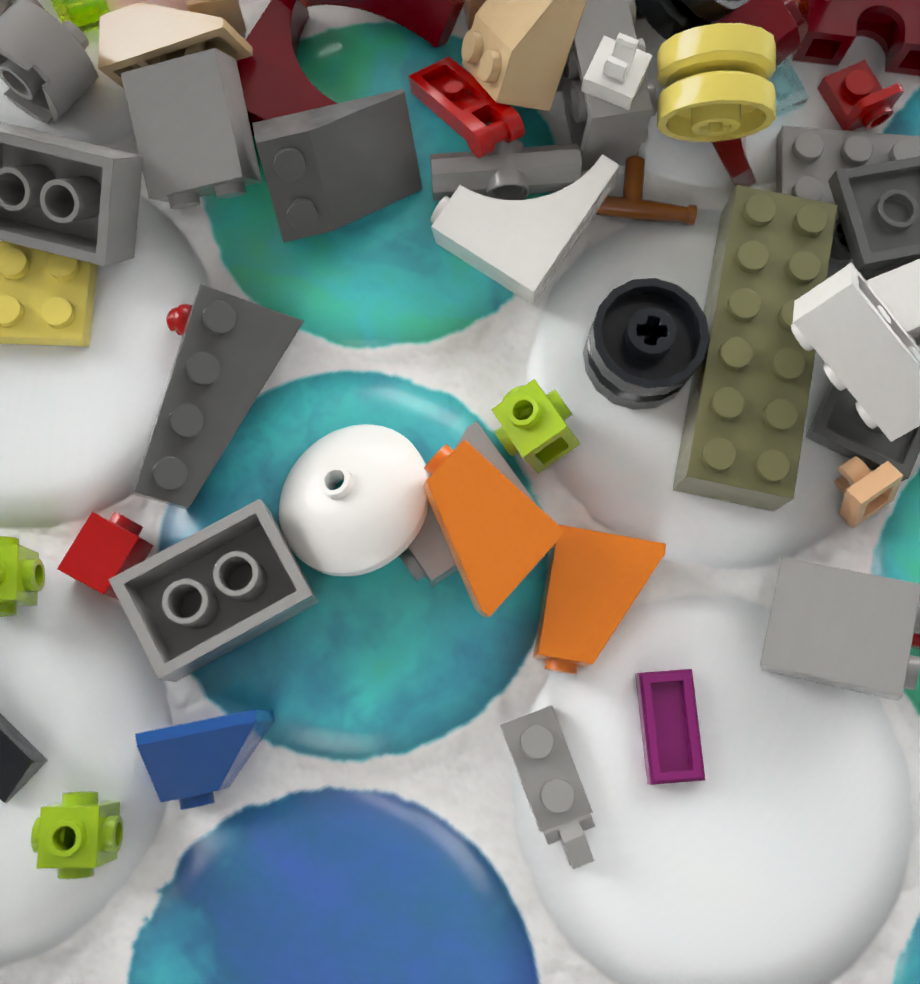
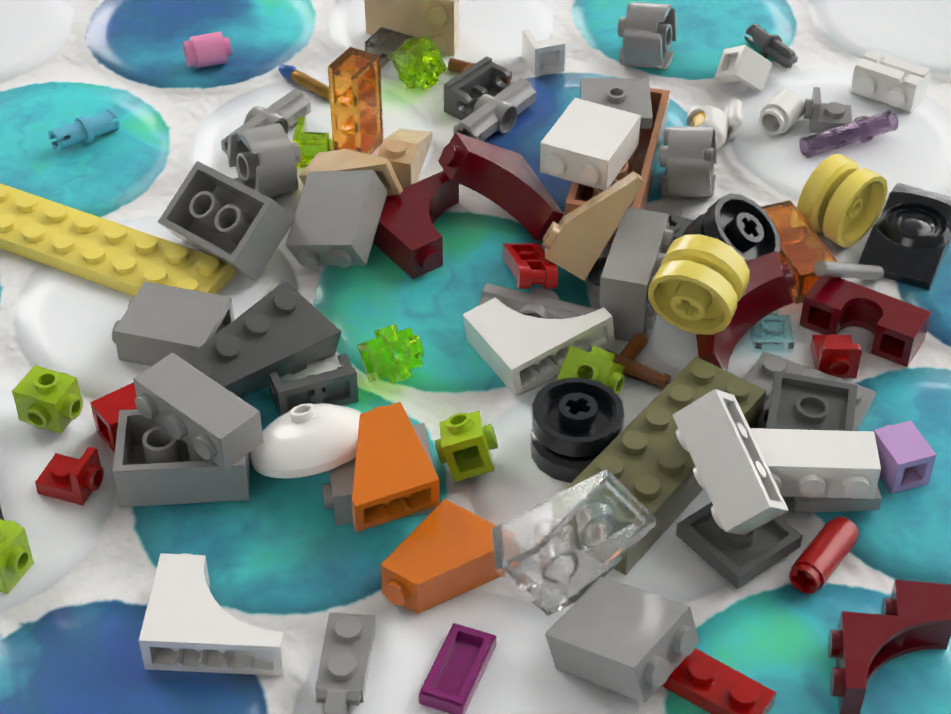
camera: 30 degrees right, 35 degrees down
(79, 386) = (168, 322): none -> light grey brick
(91, 668) = (71, 477): none -> red bracket
(201, 755) = (115, 531): blue slope -> none
(215, 556) = (198, 411): none -> light grey brick
(304, 405) = (329, 387): none -> dark grey hinge
(337, 162) = (421, 263): dark grey slope -> none
(358, 823) = (194, 633): none -> white arch
(374, 321) = (391, 354): none -> clear neon green brick
(617, 71) = (631, 254): white tile -> none
(620, 250) = (593, 365): none -> lime brick
(722, 568) = (570, 540): none -> clear slope
(866, 490) = (702, 577): light nougat tile -> none

